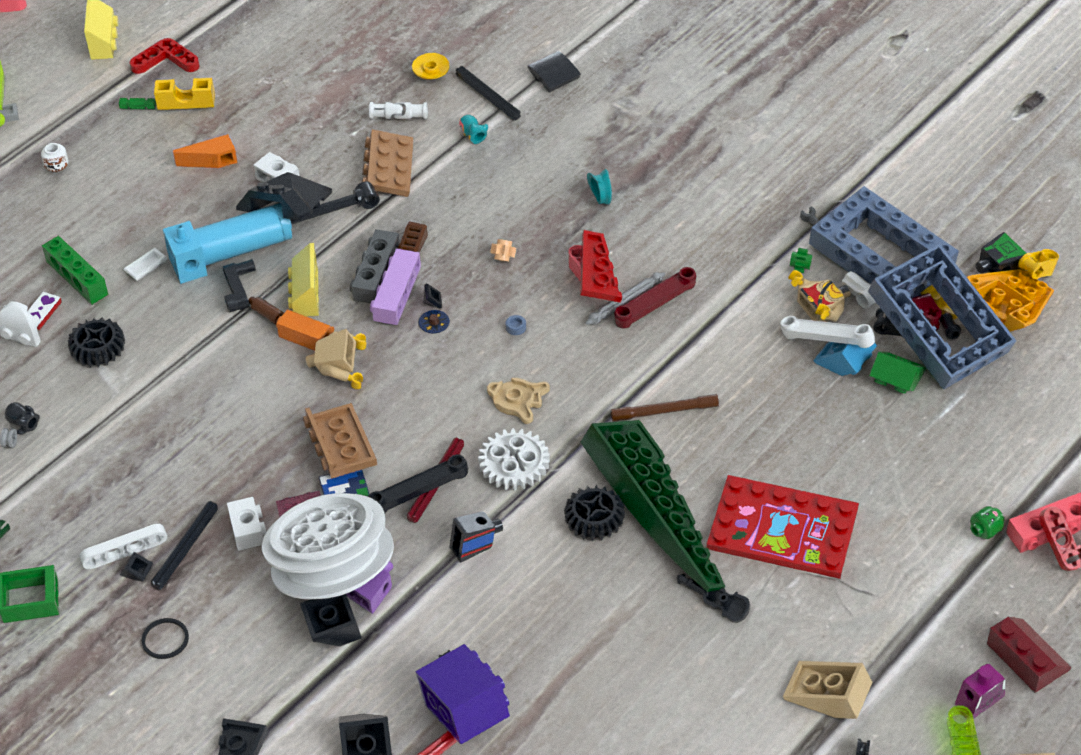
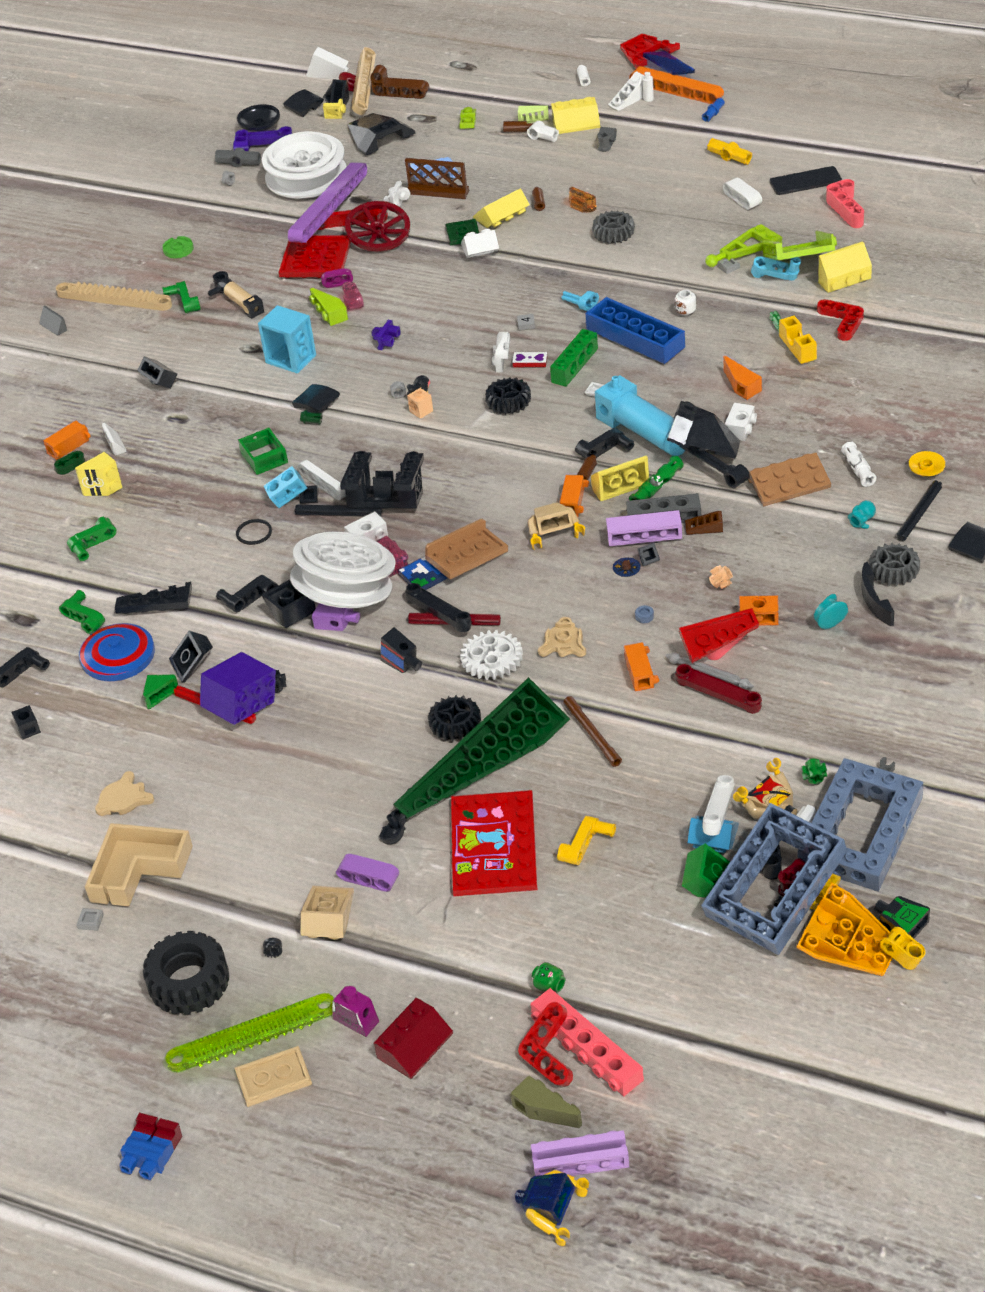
camera: 75 degrees right, 5 degrees down
(47, 44) = (824, 243): none -> lime panel
(47, 80) = (765, 266): none -> medium azure beam
(53, 421) = (420, 403): none -> light nougat brick
(70, 207) = (635, 330): none -> blue brick
(125, 580) = (285, 487): none -> medium azure brick
(195, 482) = (385, 493): none -> black piece
(290, 679) = (247, 594): none -> black beam
(326, 261) = (656, 482): none -> green piece
(555, 129) = (898, 565): none -> dark grey gear
(564, 234) = (764, 608): none -> orange brick
(589, 157) = (881, 609): none -> black slope
(595, 346) = (639, 666): none -> orange brick
(787, 640) = (367, 872): none -> medium lavender beam
(826, 460) = (590, 825): none -> yellow beam

